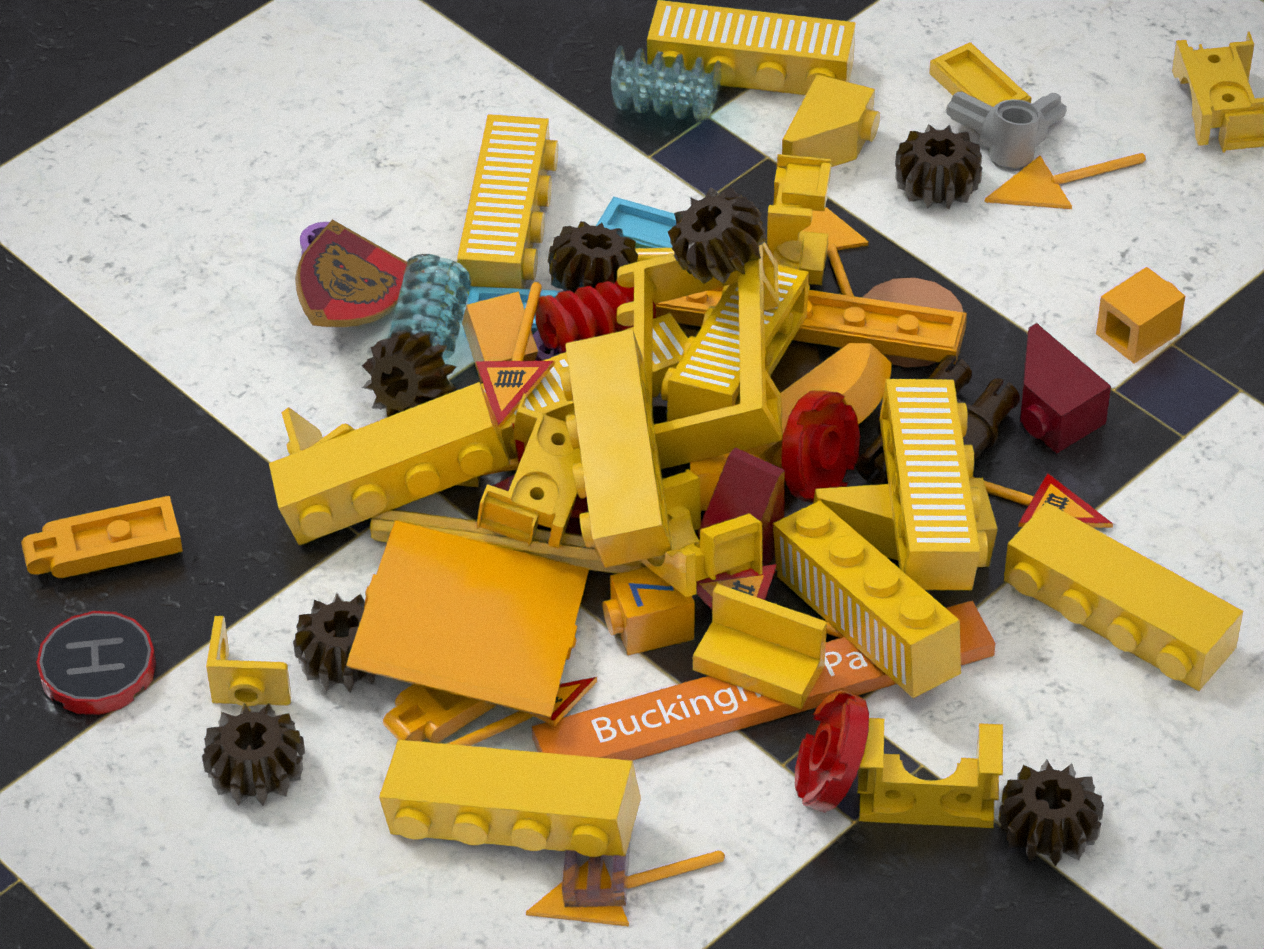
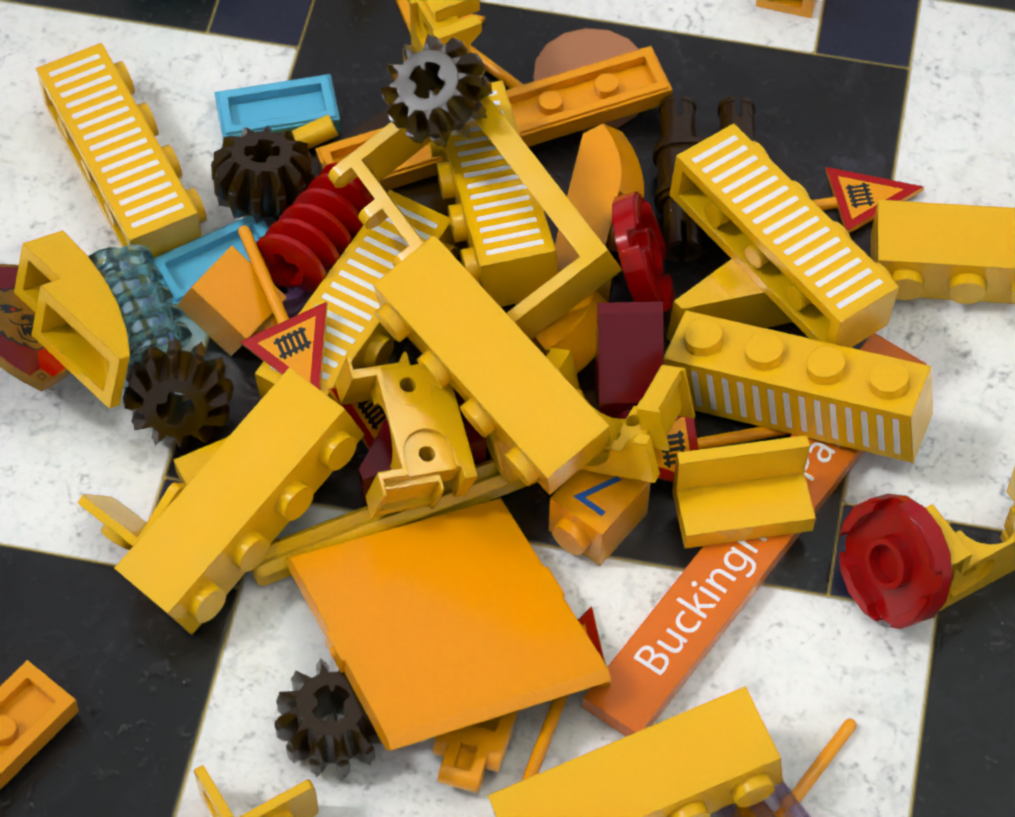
camera: 35 degrees left, 10 degrees up
(374, 283) = (75, 314): none -> yellow slope
(1060, 393) = (783, 79): dark red slope -> none

